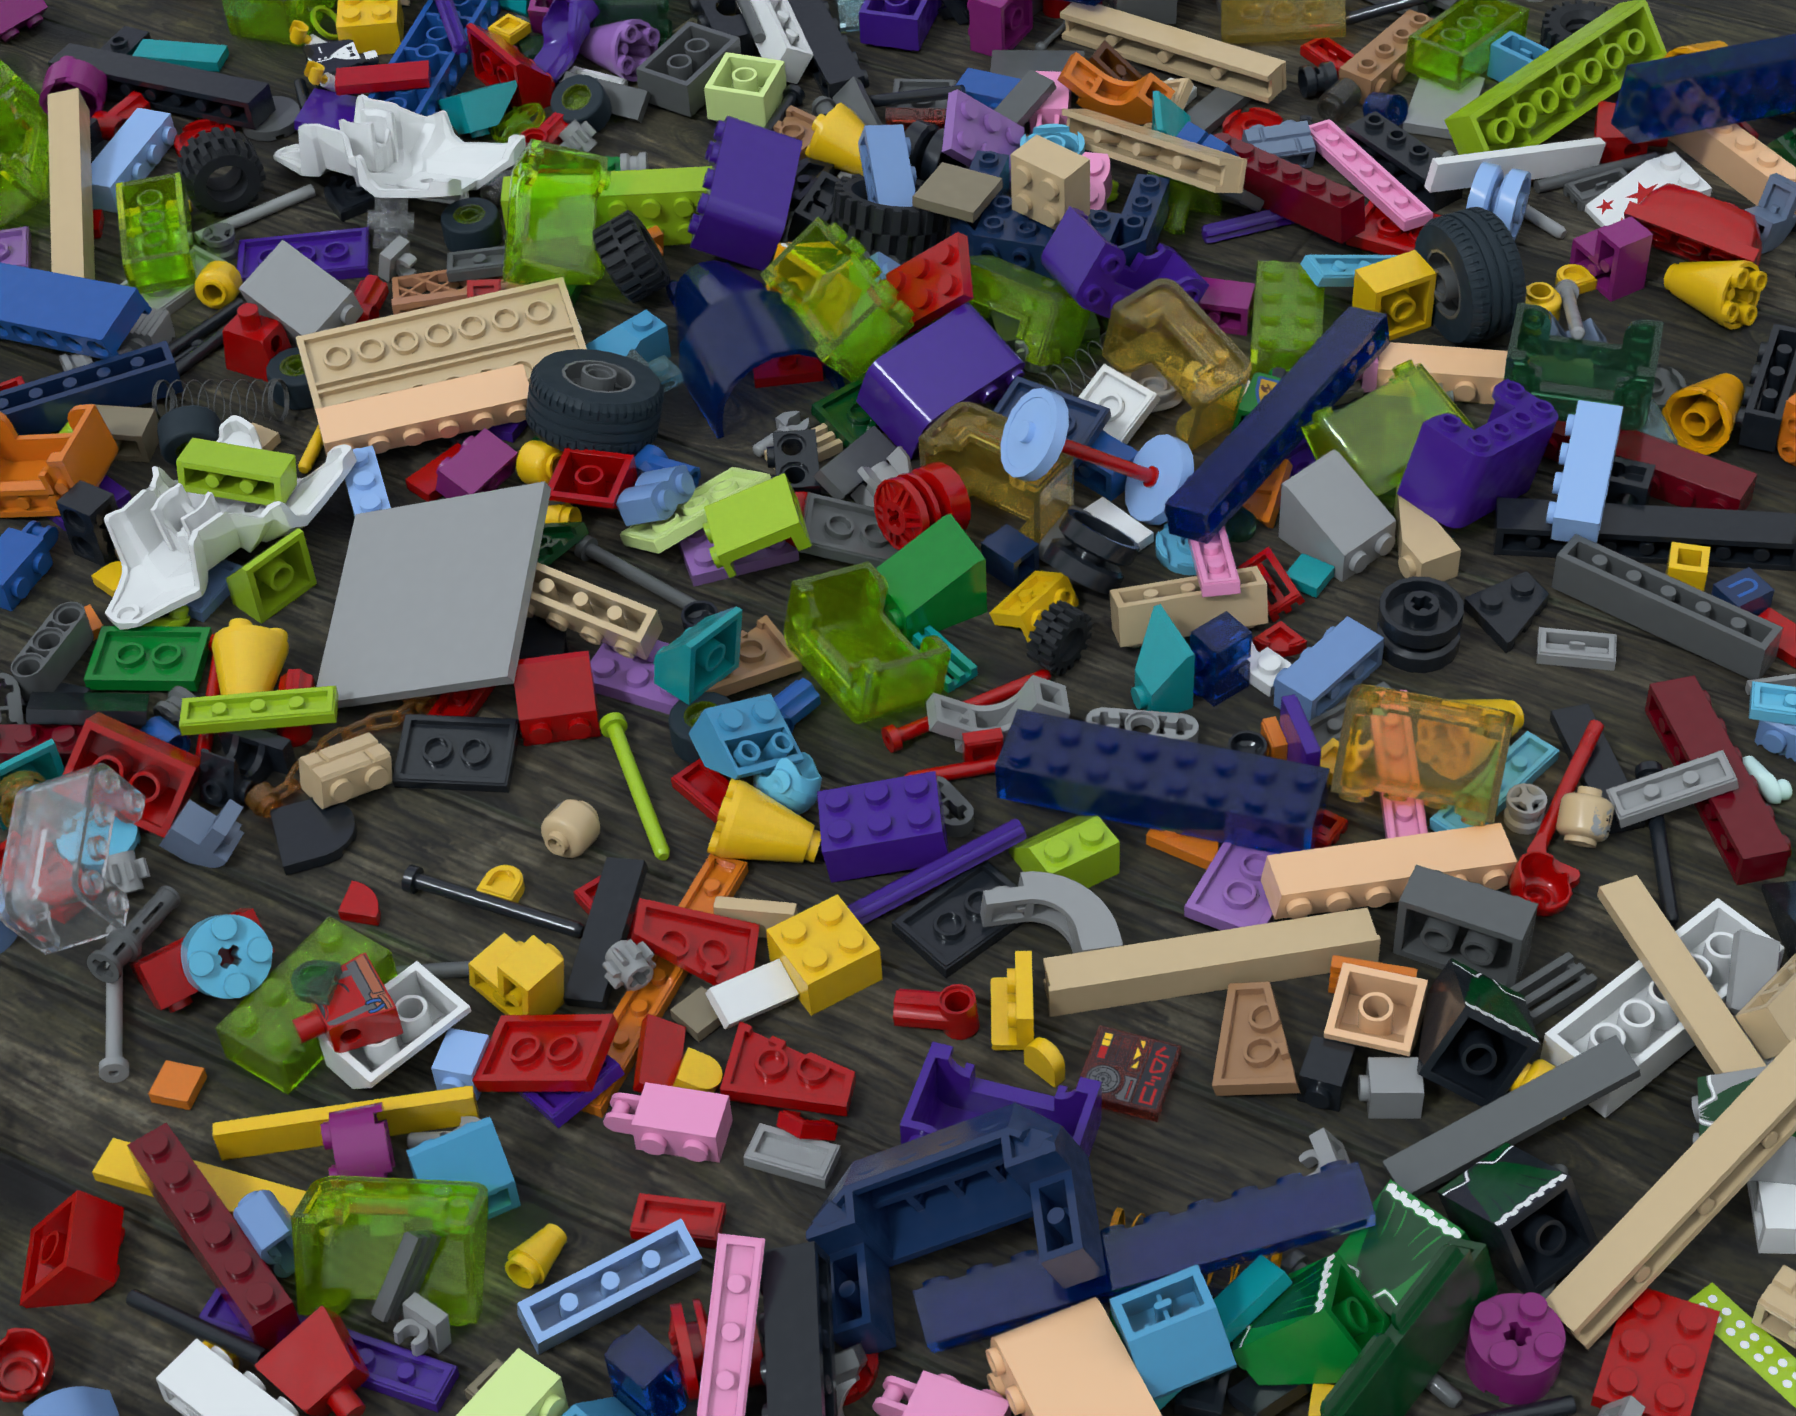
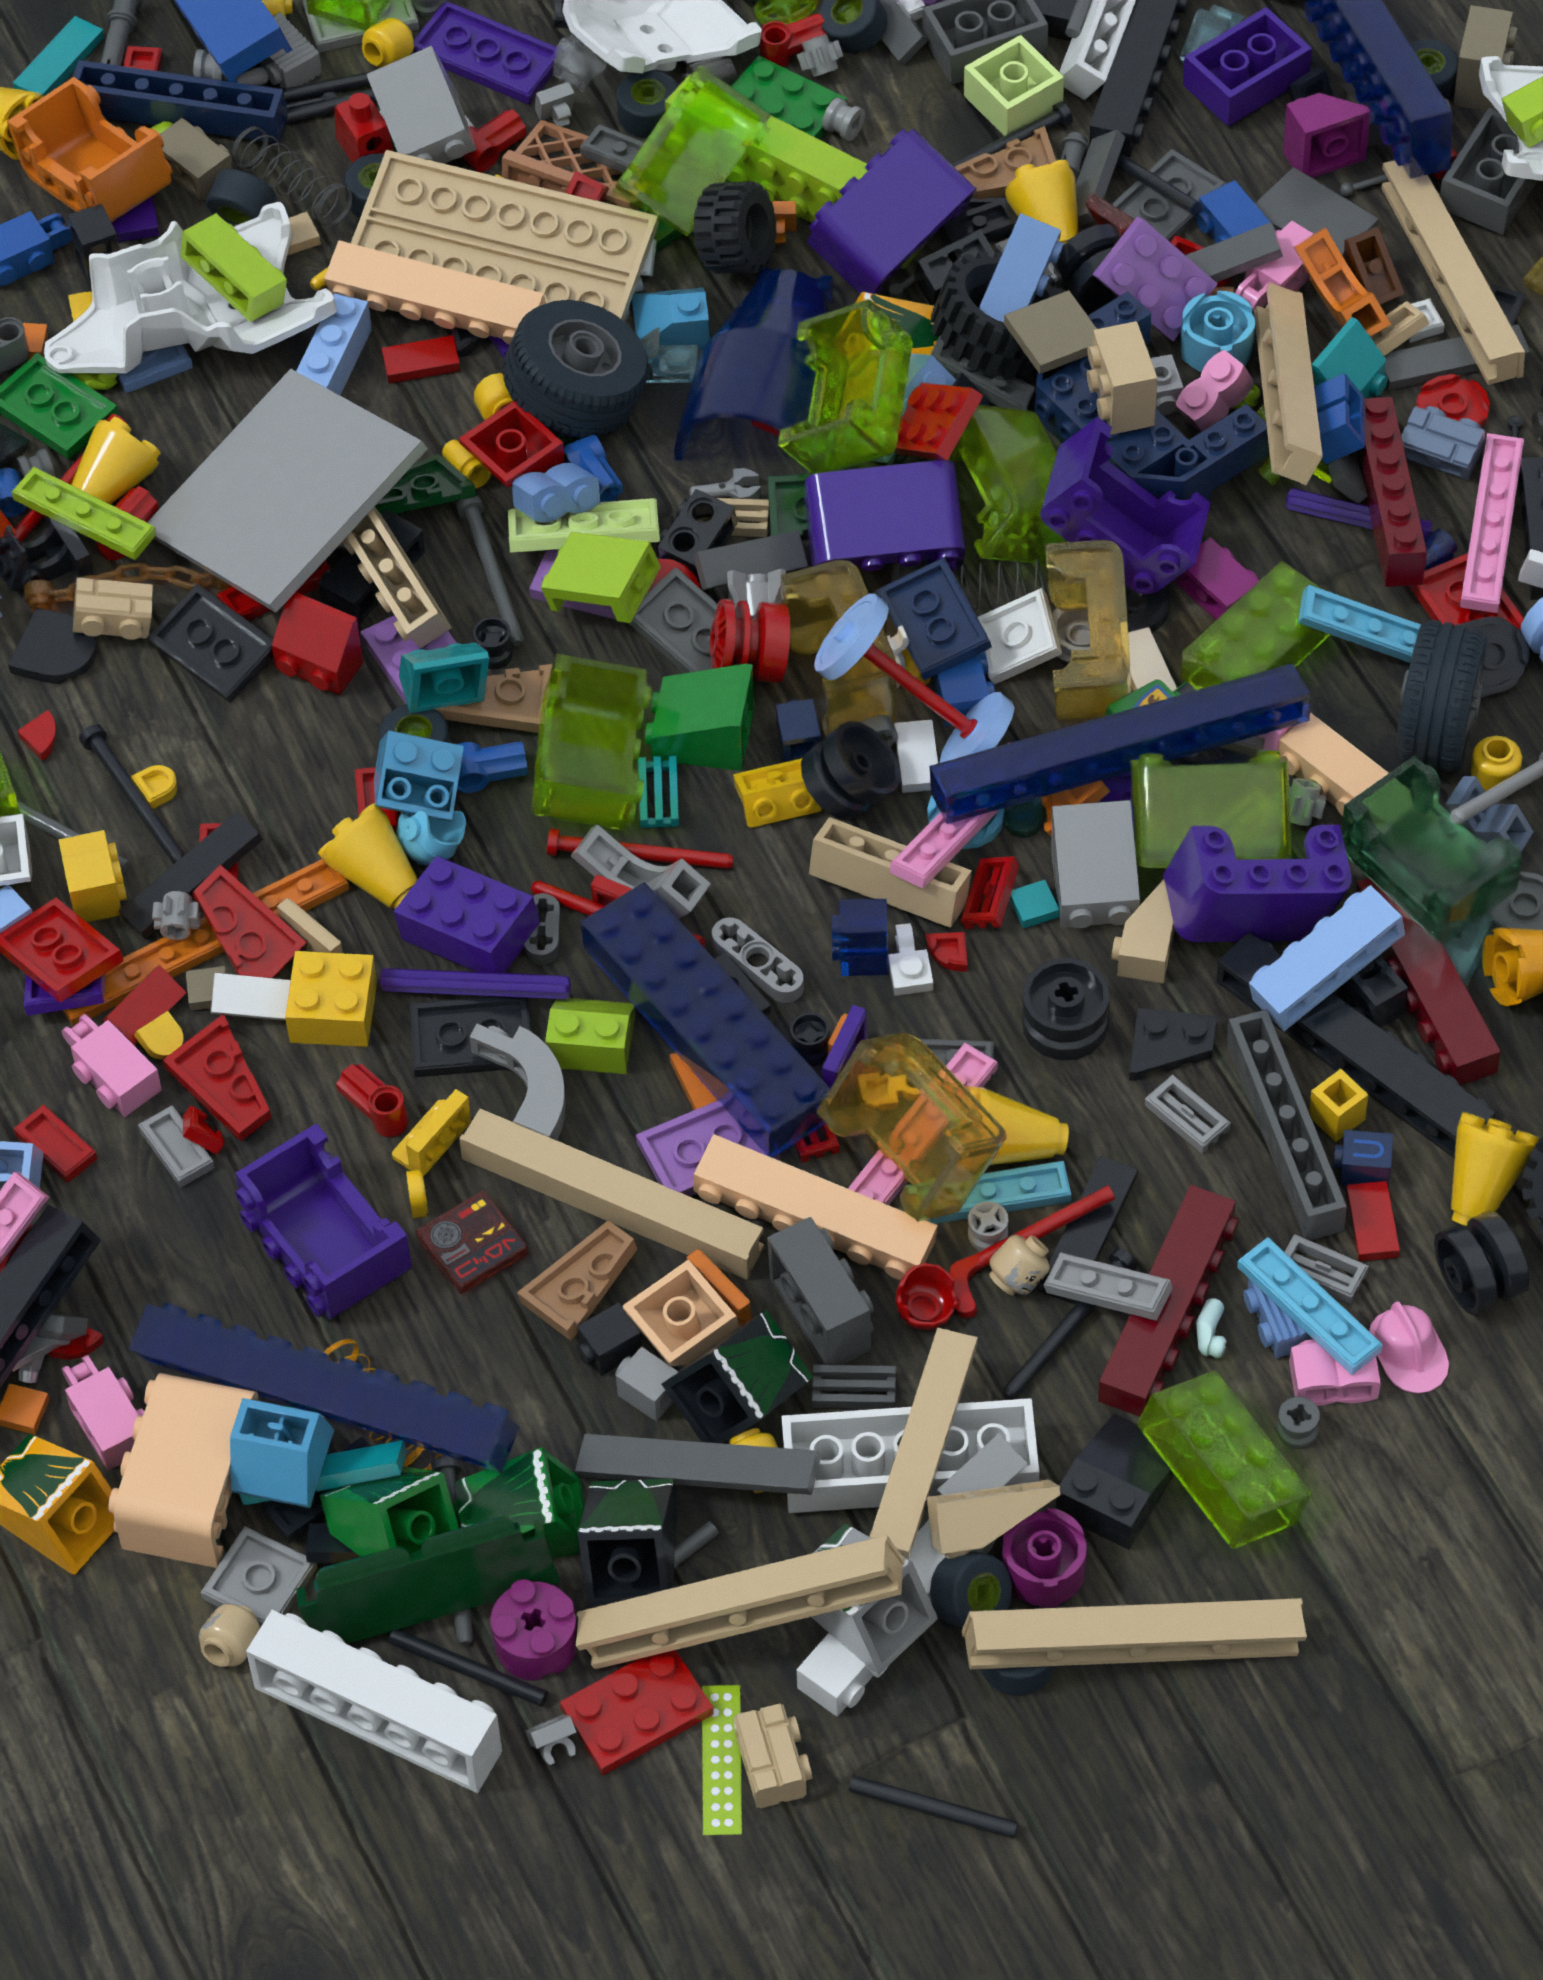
camera: 35 degrees right, 10 degrees up
(273, 578) = (198, 387): lime slope -> none
(478, 466) = (437, 375): magenta brick -> none
(570, 828) = (238, 767): tan head -> none
(613, 727) = (350, 694): lime bar -> none
(947, 1192) = (216, 1243): dark blue wedge -> none
(1059, 637) = (756, 835): black tyre -> none
(1164, 668) = (807, 917): teal slope -> none
(1325, 1150) = (547, 1407): light grey tile -> none
(1330, 667) = (954, 1003): medium blue brick -> none
(1401, 289) = (1367, 673): yellow brick -> none

